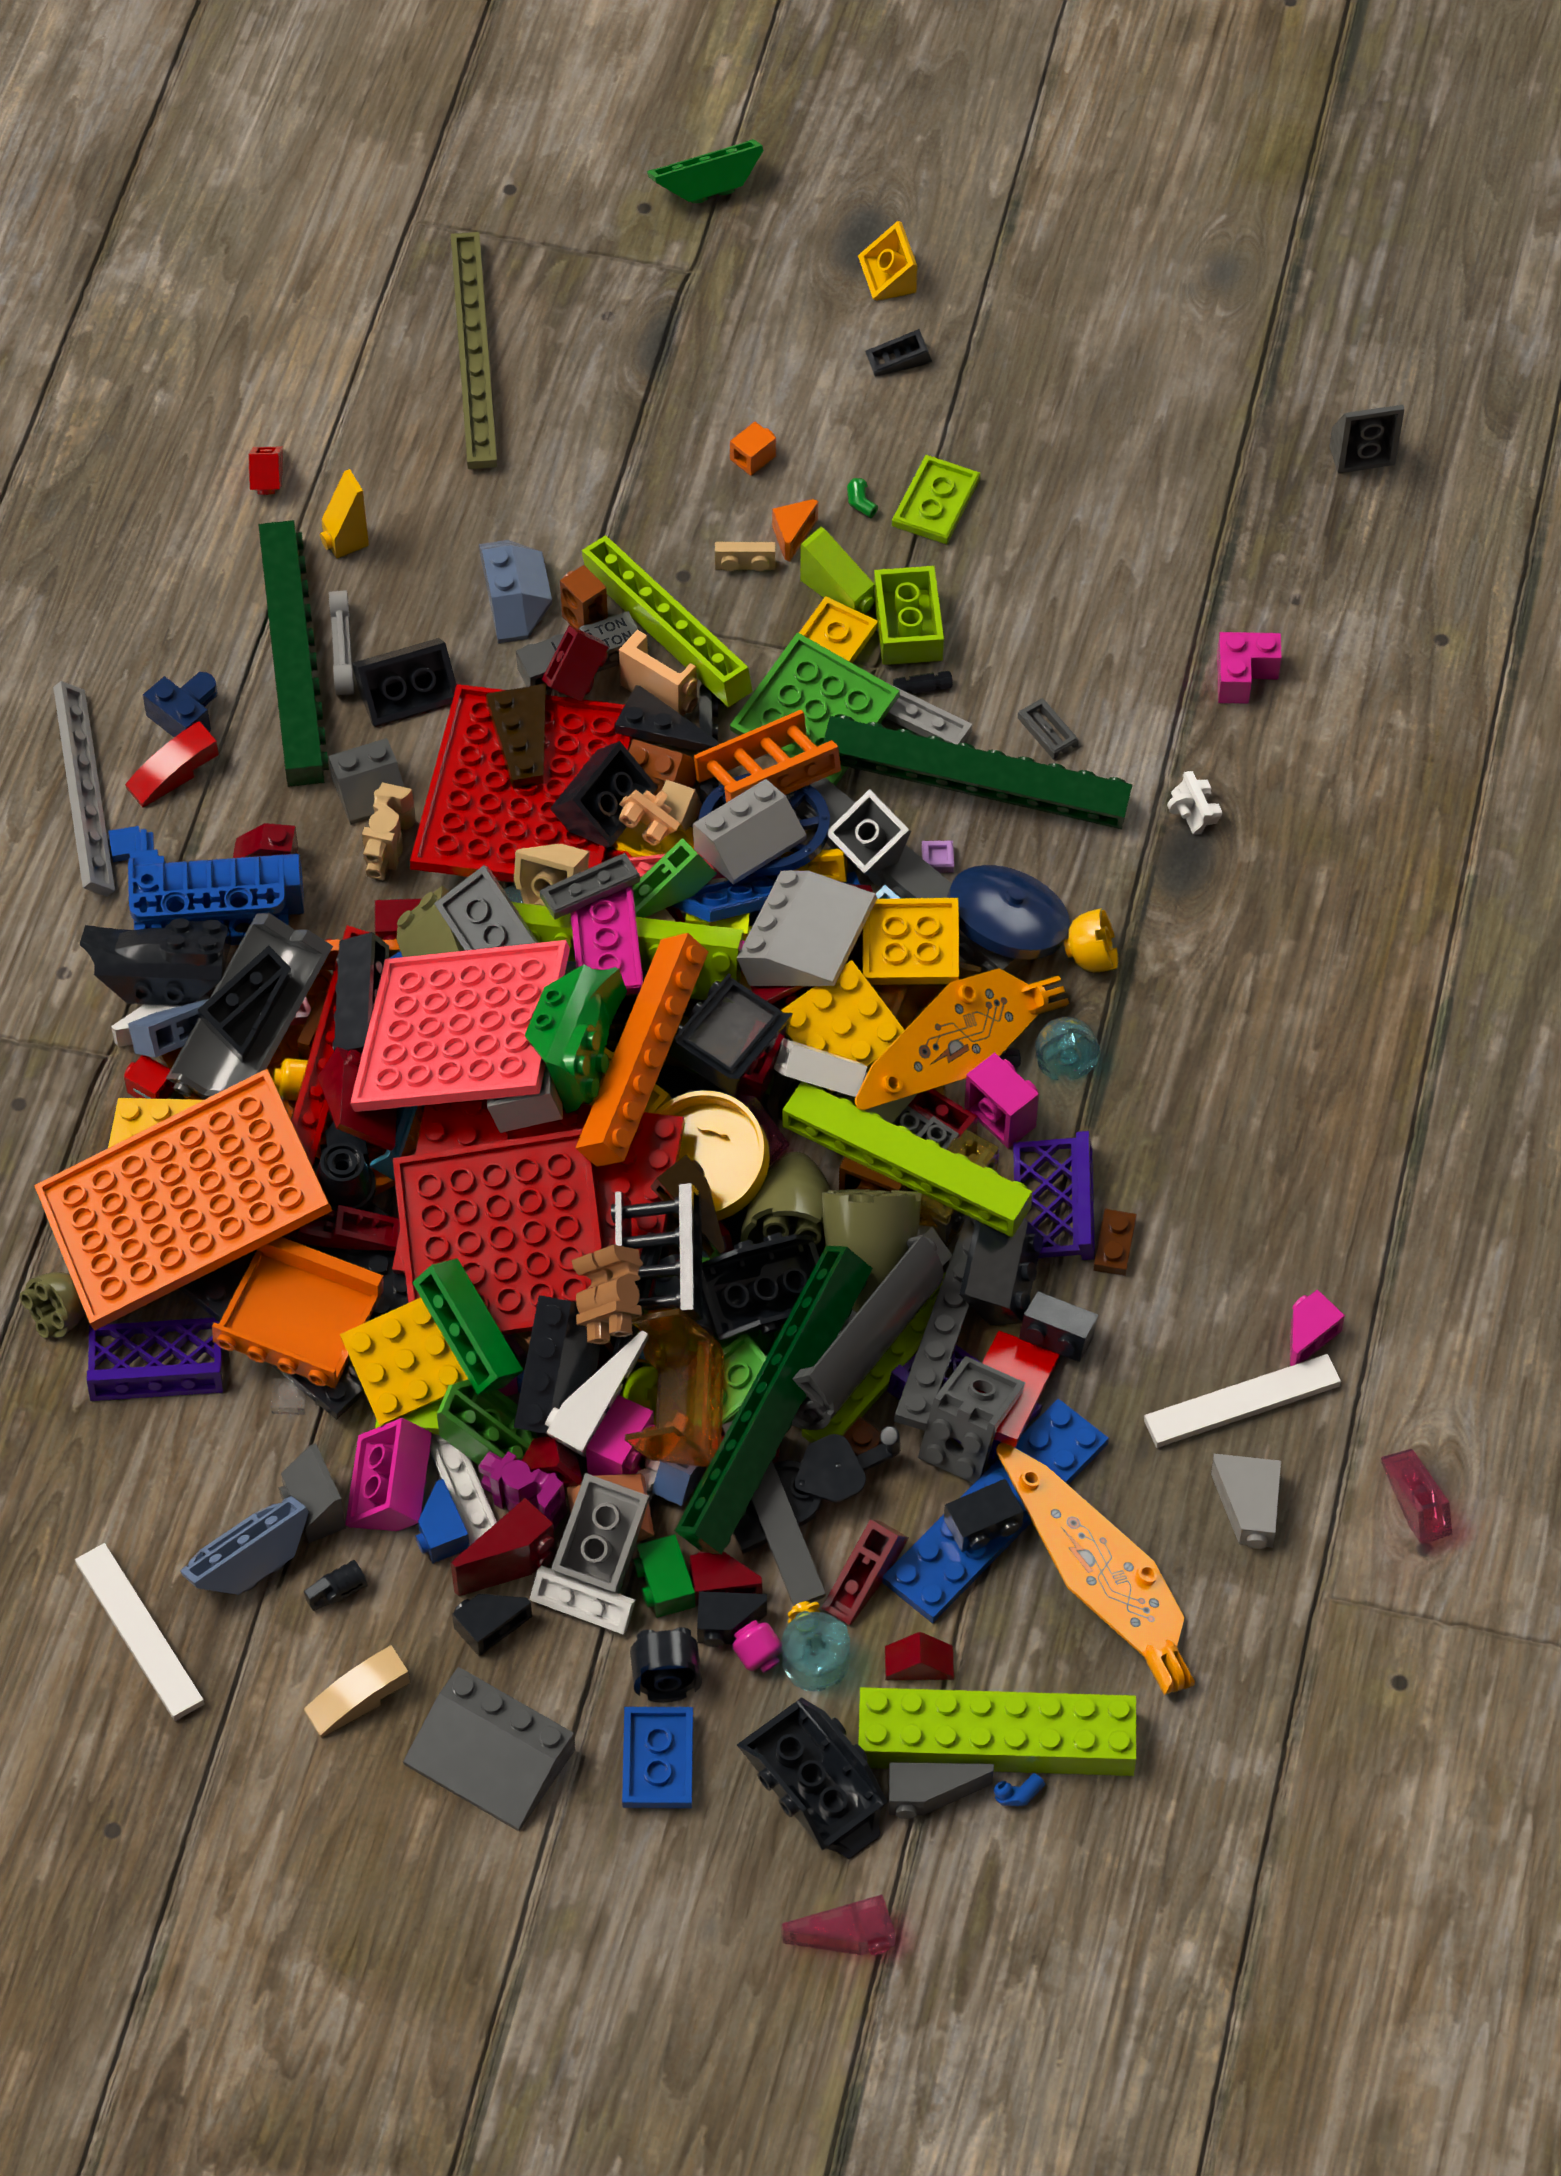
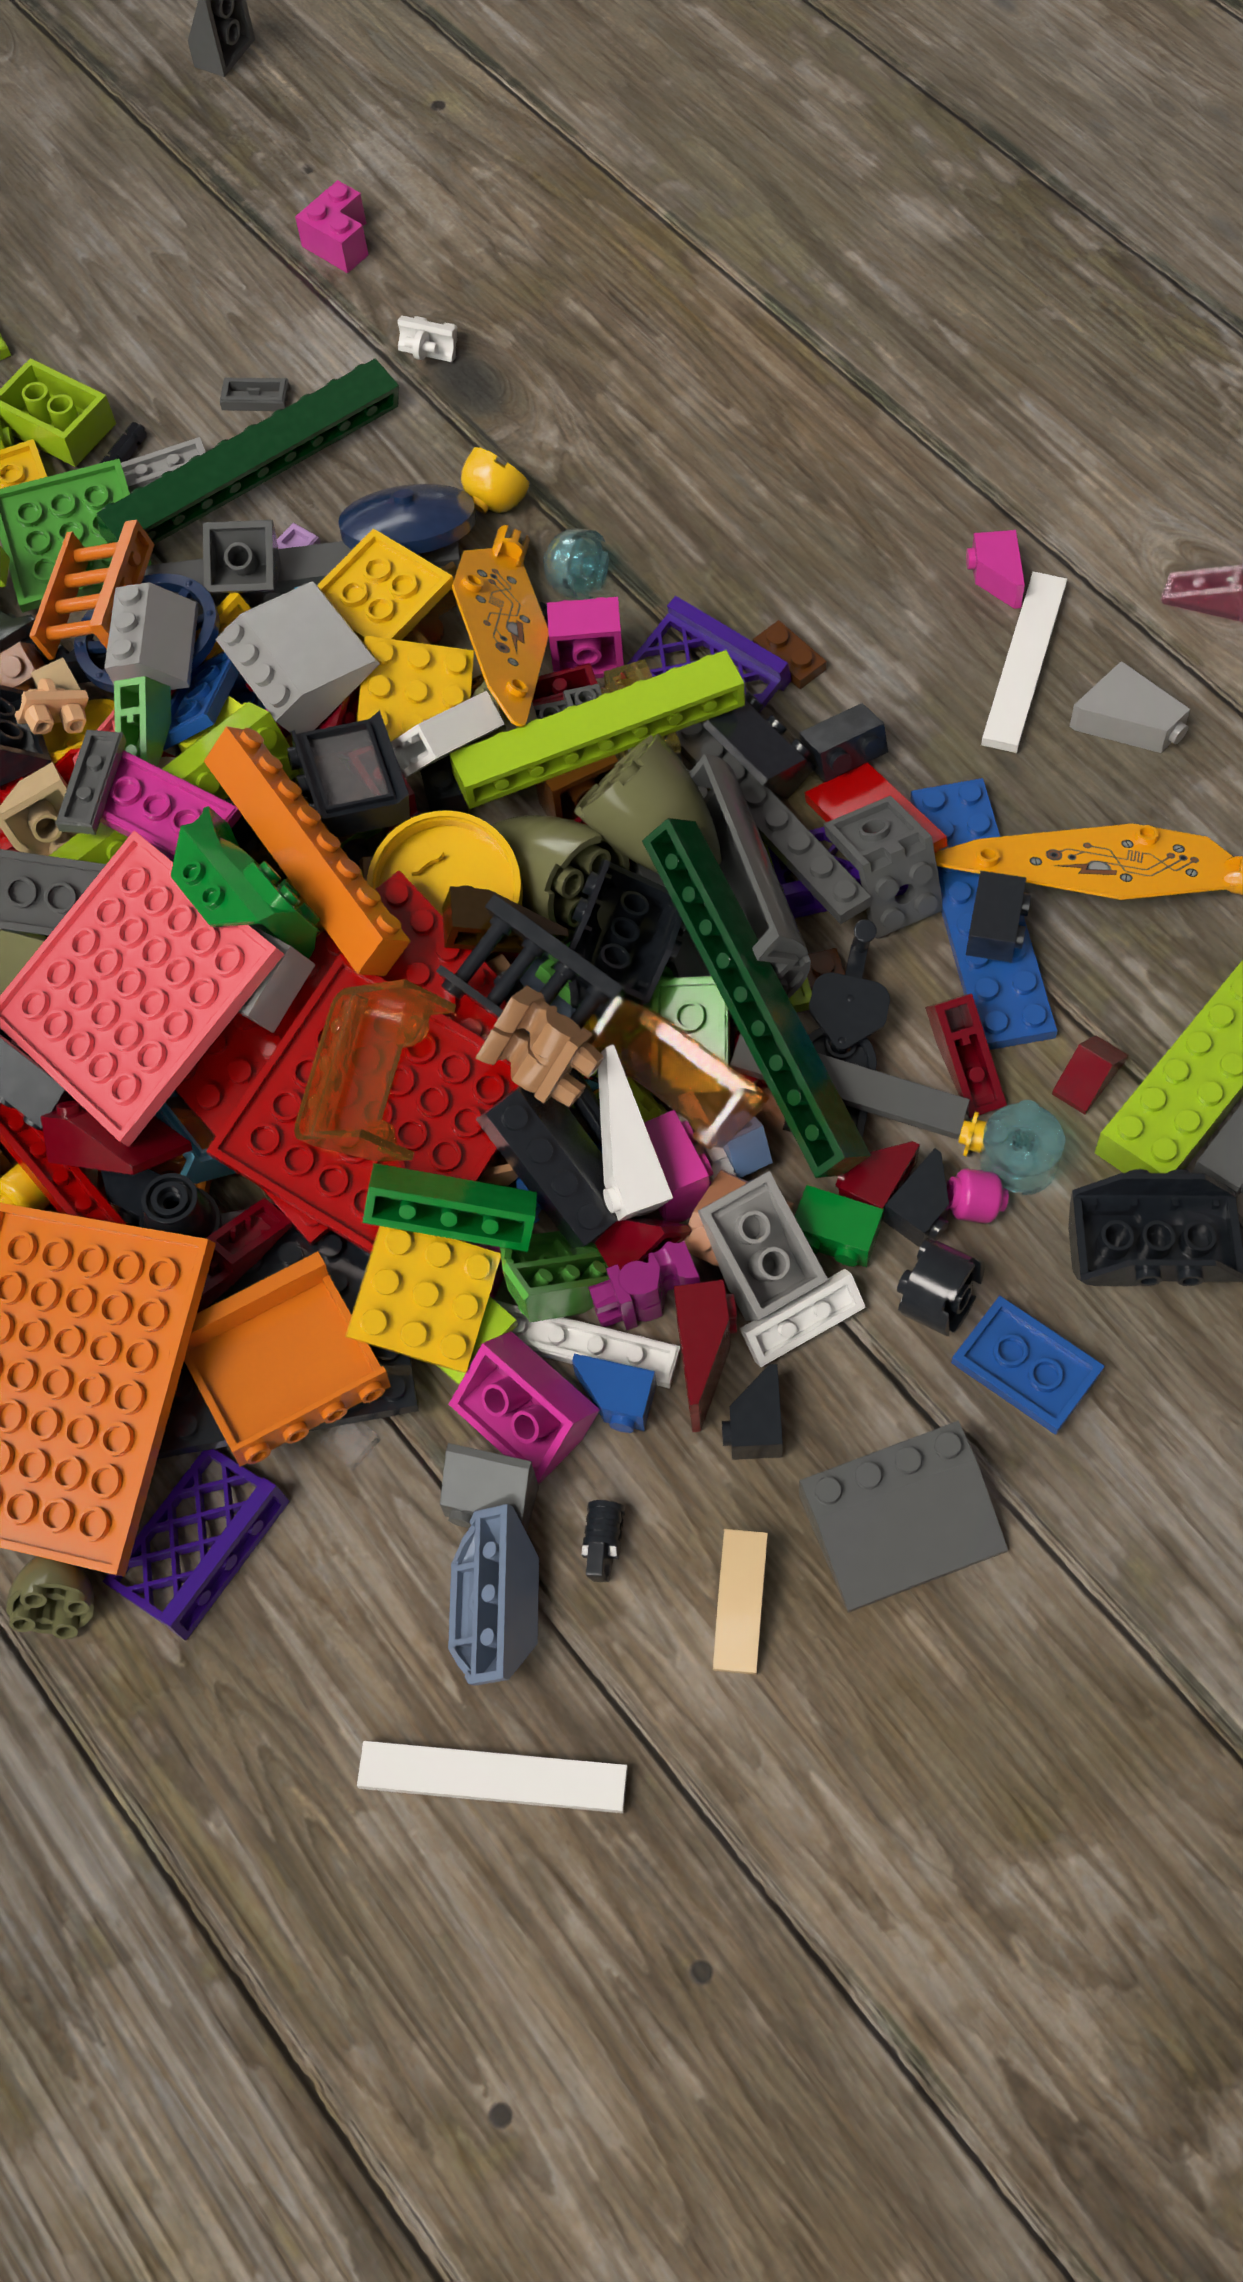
camera: 45 degrees left, 5 degrees up
(510, 1203) = (358, 1064): none -> clear orange windscreen

